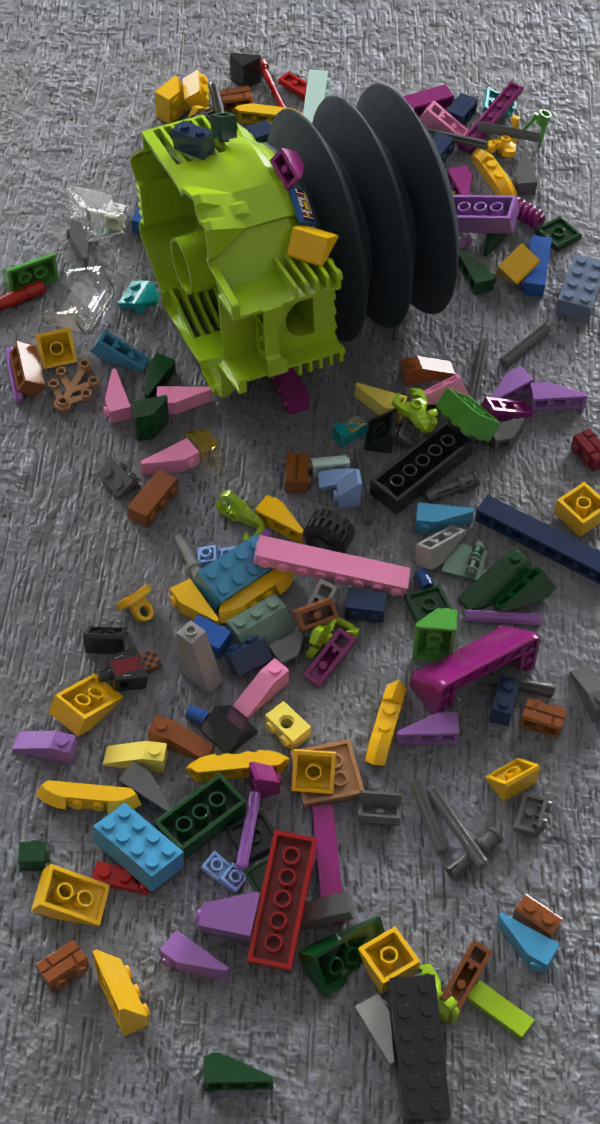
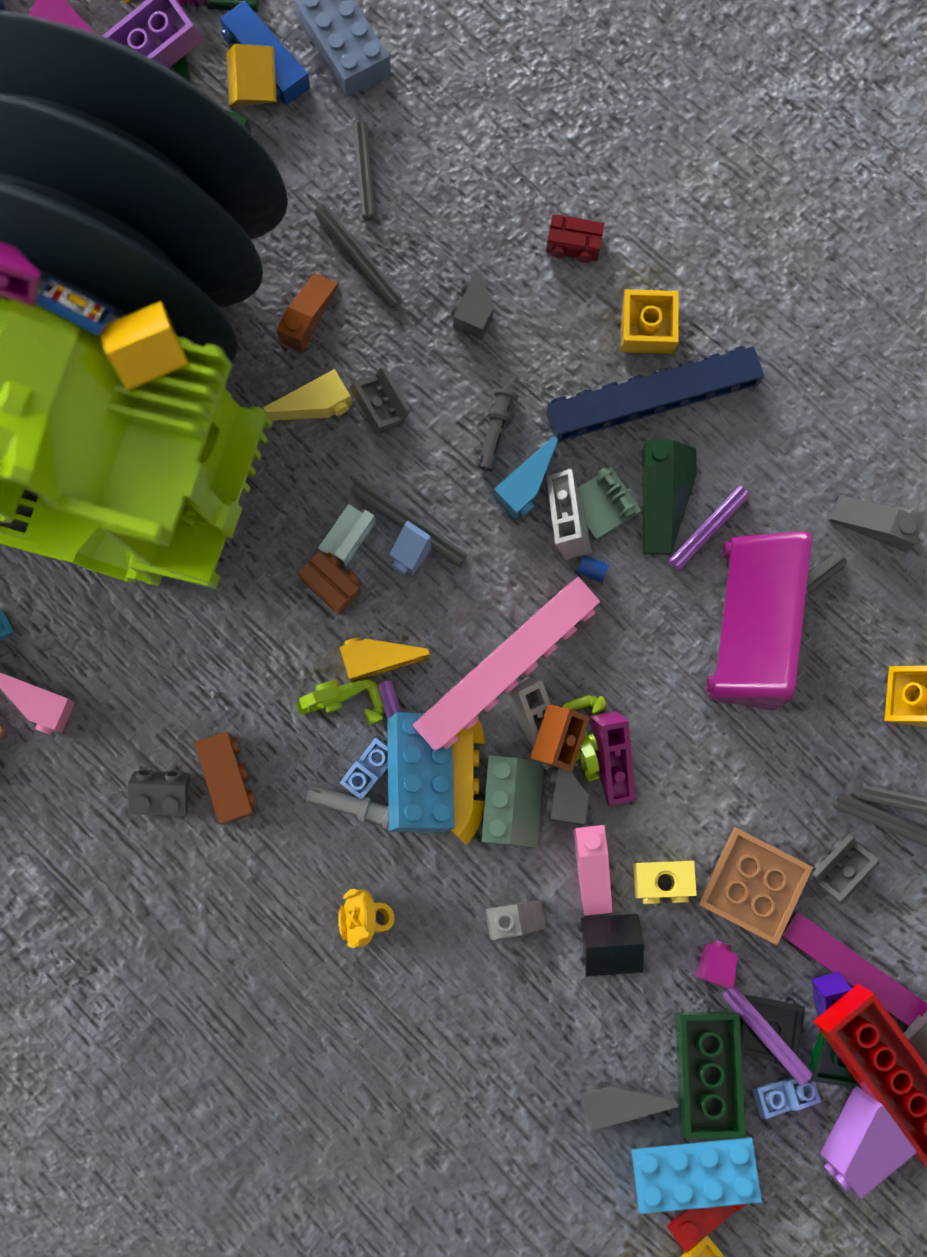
camera: 50 degrees left, 25 degrees up
(47, 745) = (471, 1172): medium lavender slope -> none
(84, 704) = (453, 1083): yellow slope -> none
(86, 796) = (590, 1166): yellow brick -> none
(105, 639) = (377, 988): black slope -> none
(124, 671) = (446, 1007): black torso -> none
(147, 753) = (568, 1080): light yellow slope -> none
(149, 416) = (104, 689): dark green slope -> none
(150, 661) = (449, 964): tile -> none
(159, 372) = (38, 618): dark green slope -> none
(172, 459) = (188, 704): bright pink slope -> none
(178, 738) = (586, 1013): dark orange slope -> none
(184, 398) = (100, 629): bright pink slope -> none
(190, 601) = (412, 853): yellow slope -> none
(190, 958) = (864, 1219): medium lavender slope -> none
(196, 715) = (568, 967): blue piece -> none
(202, 440) = (177, 652): clear yellow animal -> none
(219, 636) = (479, 872): blue brick -> none
(234, 765) = (649, 1008): yellow brick -> none
(247, 655) = (542, 851): dark blue brick -> none
(313, 771) = (756, 908): yellow slope -> none
(329, 478) = (377, 544): light blue slope -> none
(329, 531) = (456, 625): black tyre -> none
(349, 430) = (319, 471): teal leg -> none
(365, 605) = (577, 663): dark blue brick -> none
(381, 432) = (354, 439): black slope -> none
(386, 723) = (743, 769): yellow brick -> none
(416, 410) = (369, 380): lime animal -> none
(421, 467) = (446, 440): black brick -> none
(426, 601) = (629, 592): dark green tile -> none
(435, 392) = (361, 323): bright pink slope -> none
(435, 635) = (697, 624): bright green slope -> none
(435, 729) = (792, 728): medium lavender slope -> none
(468, 415) = (425, 329): bright green brick -> none
(504, 701) = (822, 624): dark blue brick -> none
(506, 409) = (441, 281): magenta slope -> none
(514, 384) = (414, 238): medium lavender slope -> none
(530, 589) = (704, 479): dark green slope -> none
(543, 717) = (869, 600): dark orange brick -> none
(553, 397) = (465, 211): medium lavender slope -> none

